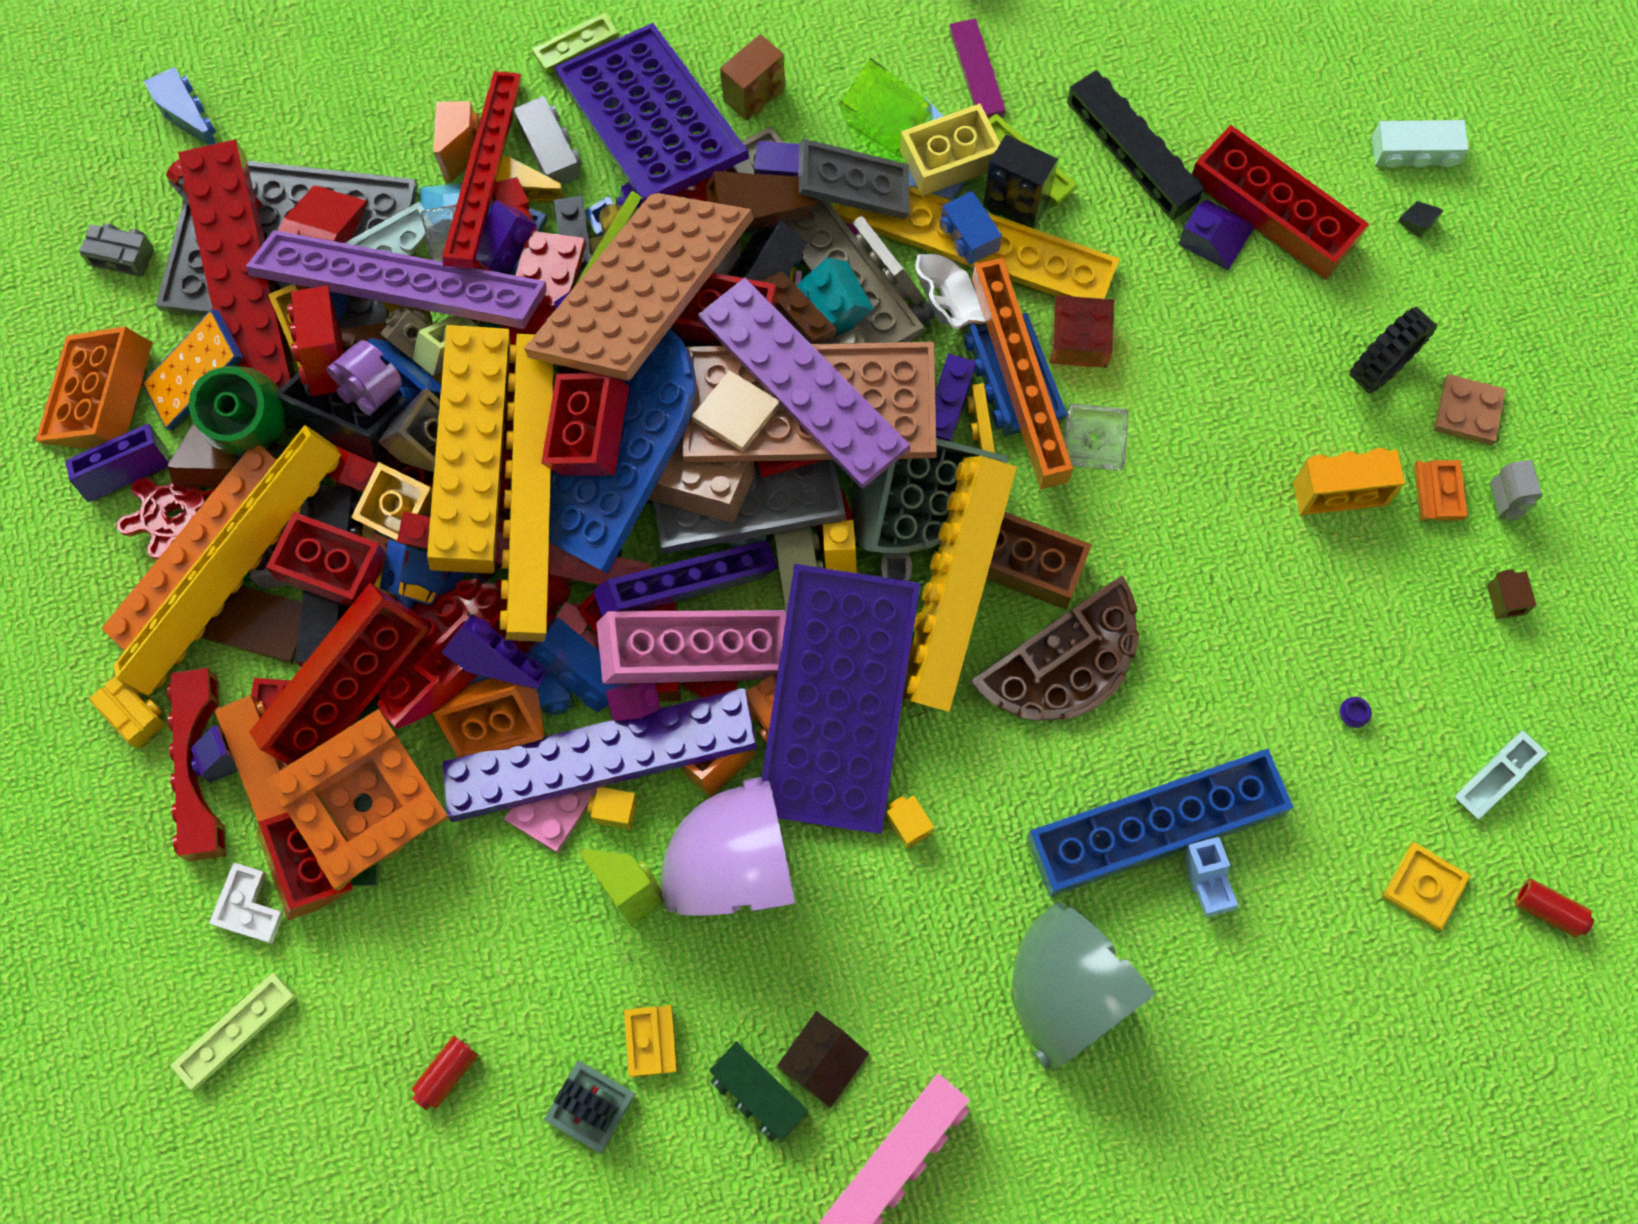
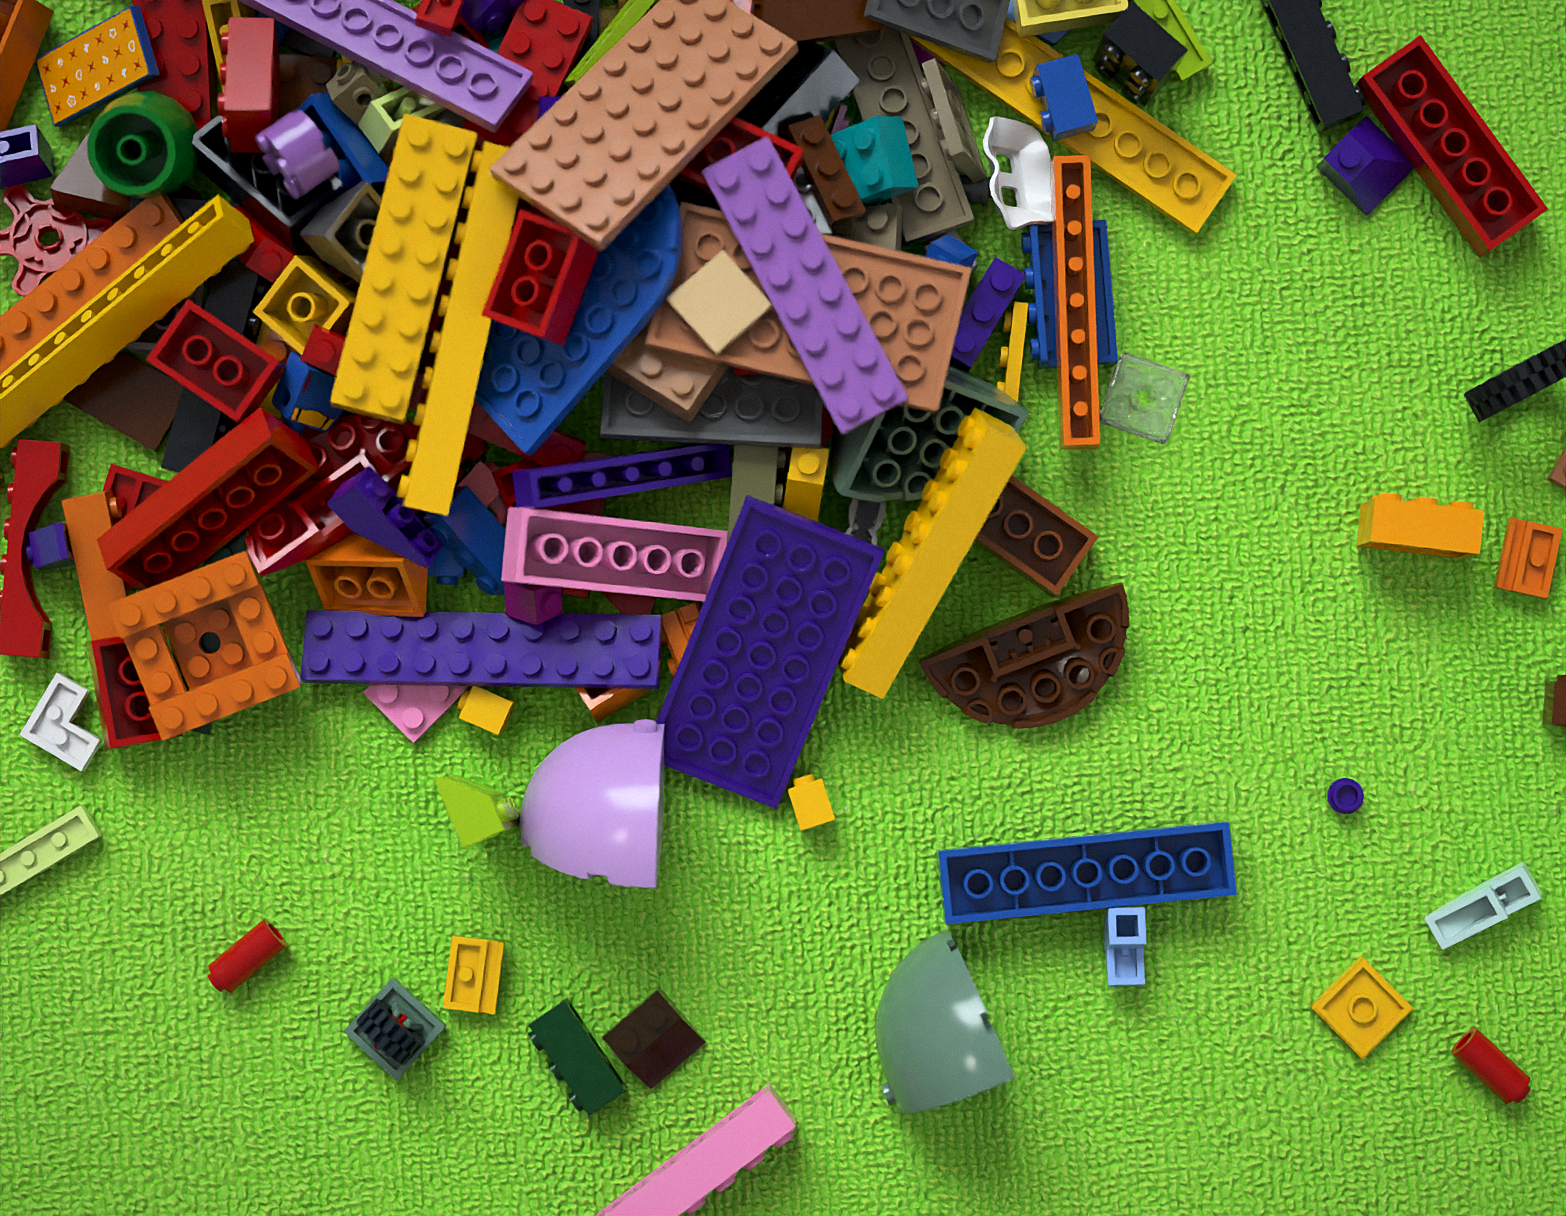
camera: 15 degrees right, 15 degrees up
(1082, 331) = (1164, 260): clear red brick -> none

